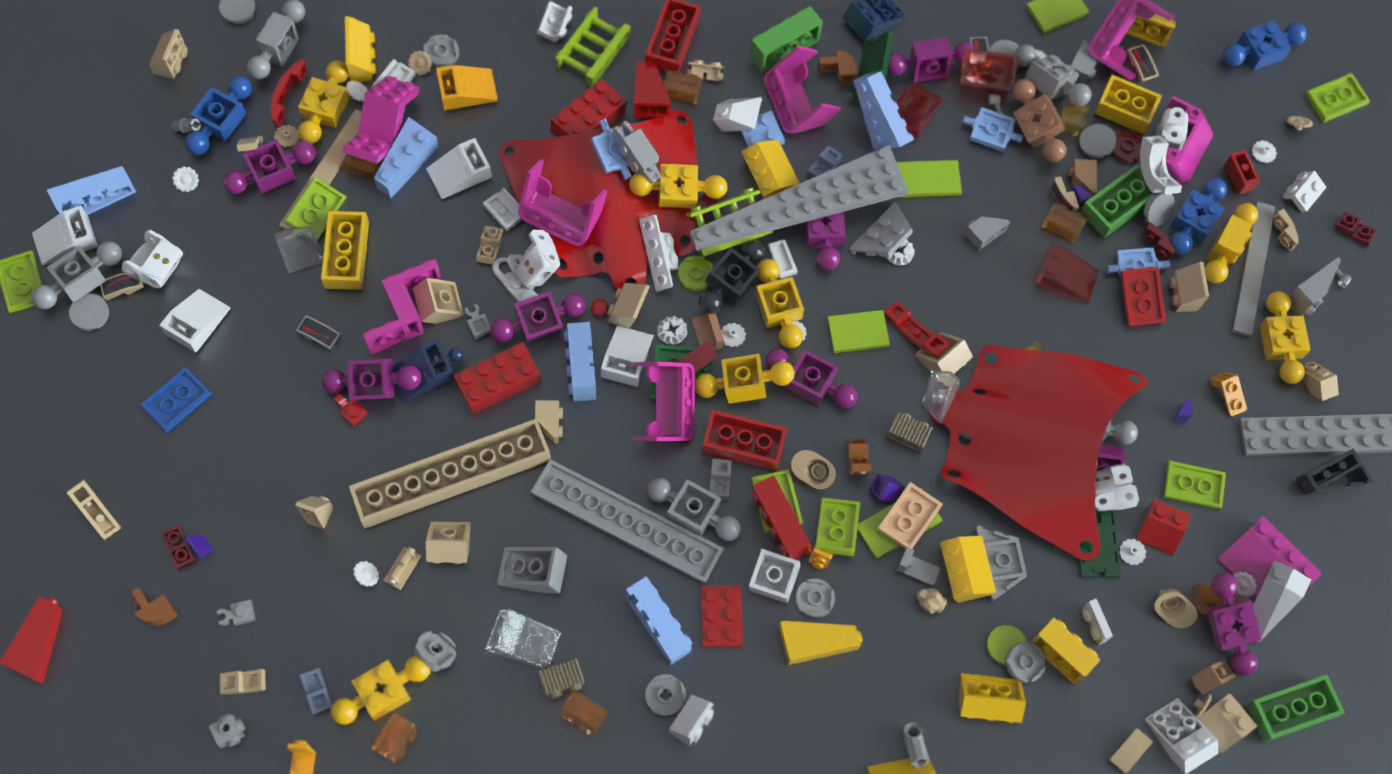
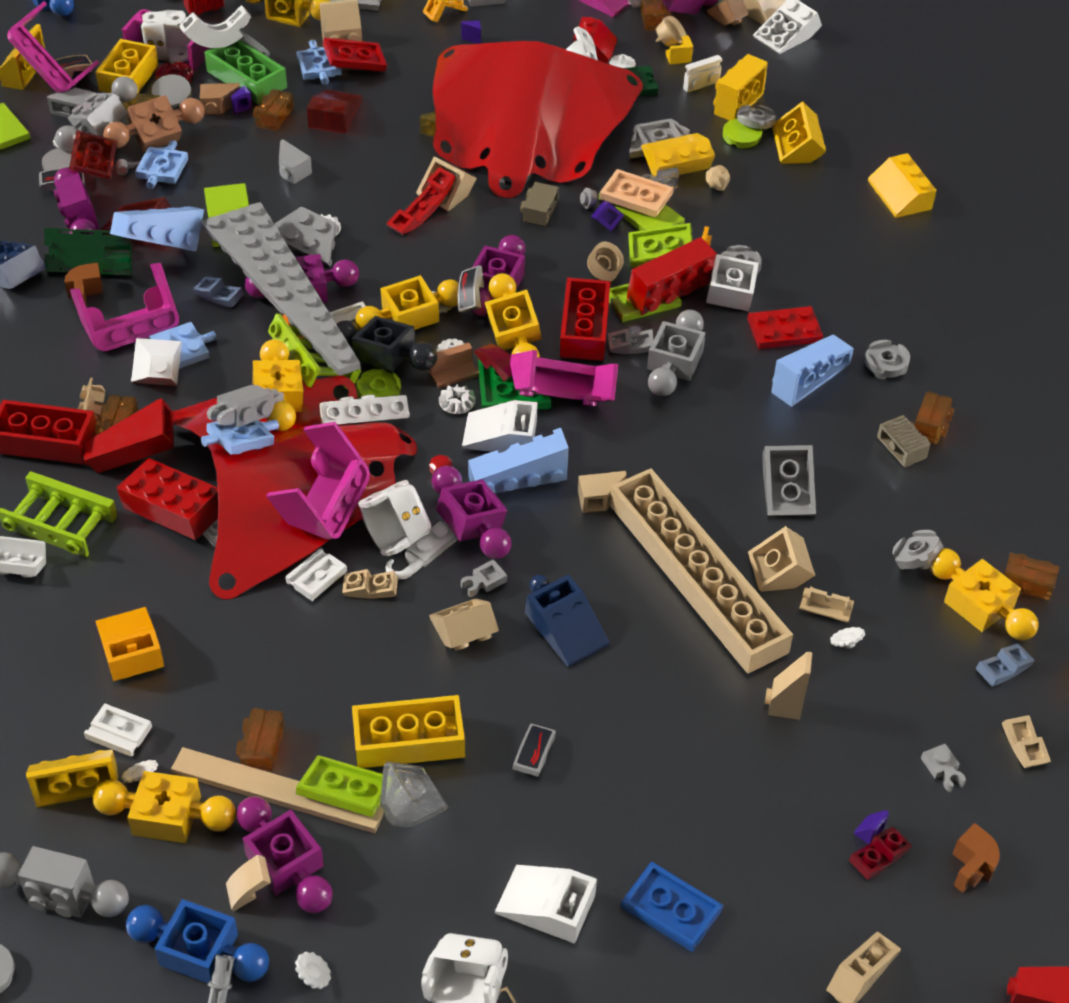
camera: 95 degrees left, 20 degrees down
(287, 136) = (221, 854): tan piece -> none
(294, 74) = (183, 868): red slope -> none
(350, 411) = (636, 693): red plate -> none
(381, 119) = (198, 713): dark pink bracket -> none
(383, 379) = (596, 664): magenta brick -> none
(406, 156) = (241, 686): light blue wedge -> none
(408, 321) = (485, 648): dark pink bracket -> none
(420, 62) = (87, 702): tan piece -> none
(442, 50) = (64, 686): light grey tile -> none
(459, 169) = (262, 625): white slope -> none
(497, 378) = (559, 542): red brick -> none
(523, 639) = (872, 481): clear slope -> none
(627, 304) = (438, 426): tan slope -> none
(627, 521) = (704, 412): light grey plate -> none
(691, 719) = (909, 325): white slope -> none
(770, 167) = (234, 329): yellow slope -> none
(780, 40) = (50, 325): bright green brick -> none
(787, 347) = (468, 289): none -> slope
(817, 640) = (788, 253): yellow slope -> none
(857, 456) = (582, 237): dark orange brick -> none
(858, 331) = (428, 251): lime tile -> none
(914, 476) = (588, 198): none -> light grey plate
(915, 745) = (860, 179): light grey piece -> none
(918, 568) = (685, 191): light grey bracket -> none
(934, 550) = (667, 177): none -> clear plate
(940, 393) = (499, 172): clear slope -> none
(1063, 197) = (240, 112): tan slope -> none
(1131, 750) = (816, 54): tan slope -> none
(1143, 611) = (680, 53): none -> yellow panel
(1163, 246) = (288, 48): dark red slope -> none
(1194, 485) = (545, 26): lime tile -> none
(1198, 216) = (264, 24): blue brick -> none
(1201, 705) = (758, 13): tan piece -> none

